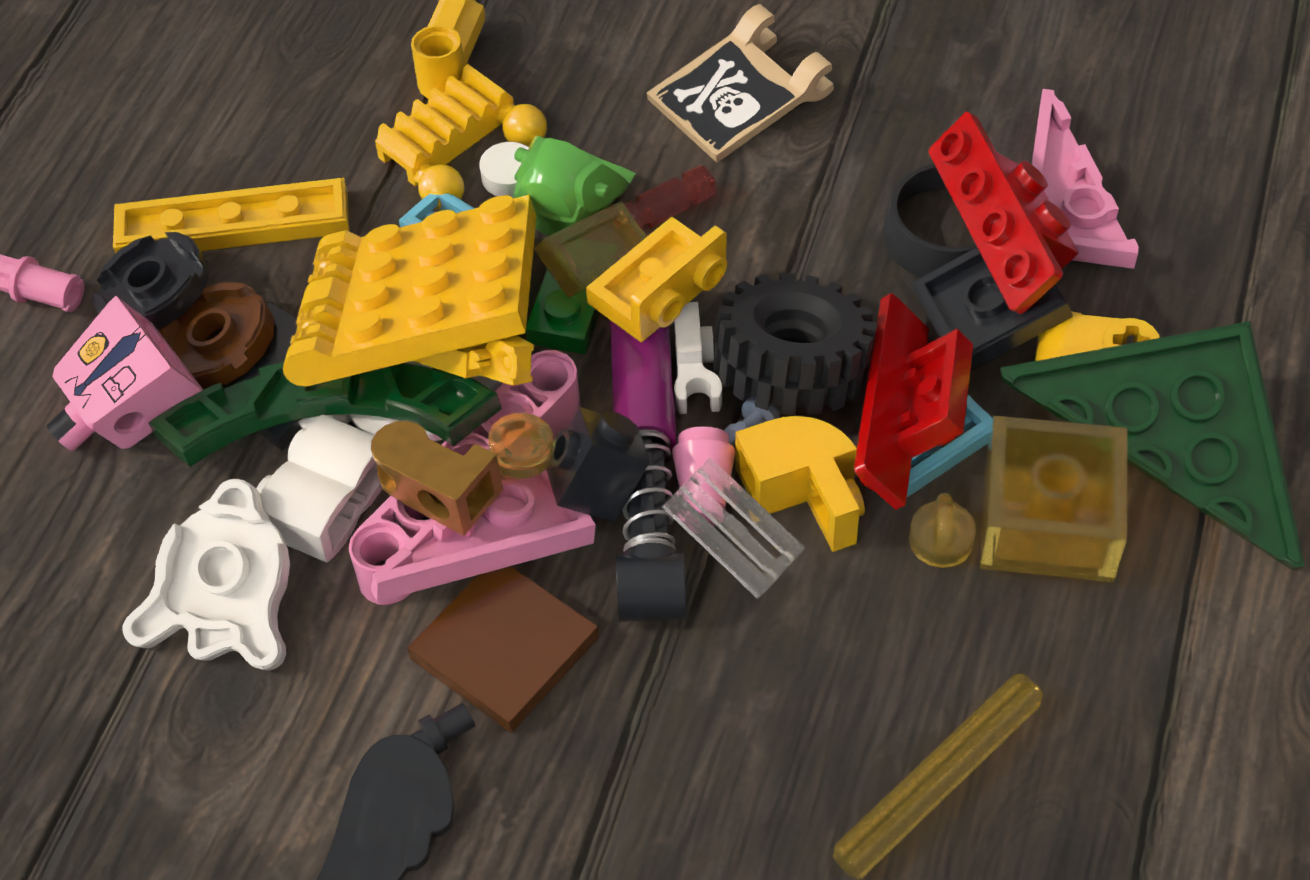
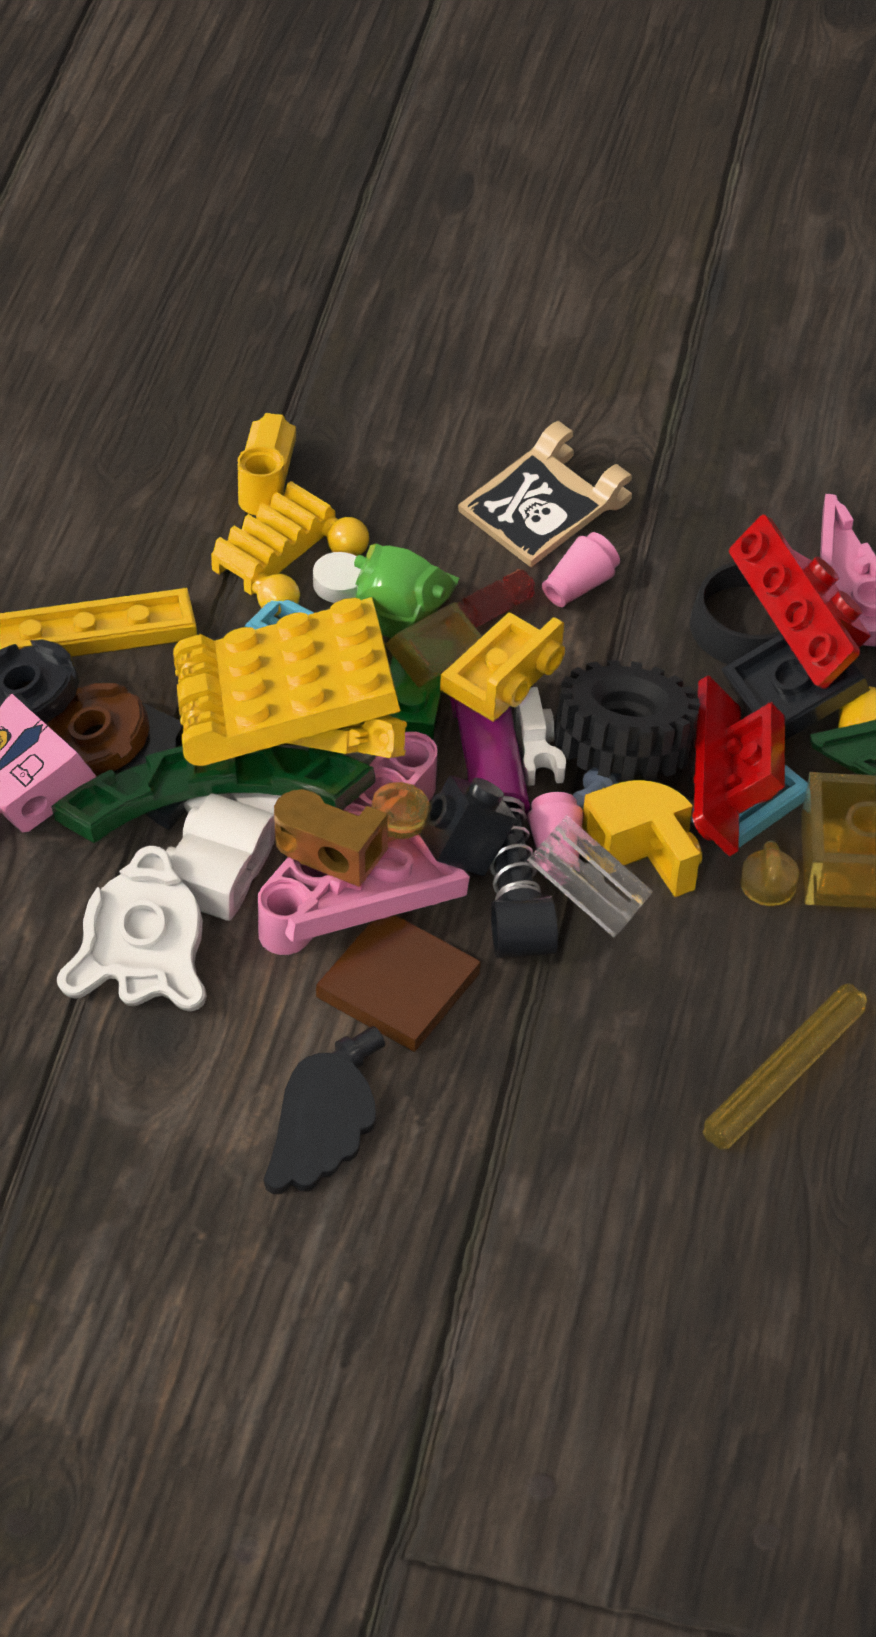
camera: 10 degrees left, 5 degrees down
(768, 166) = (583, 567): none -> bright pink cone

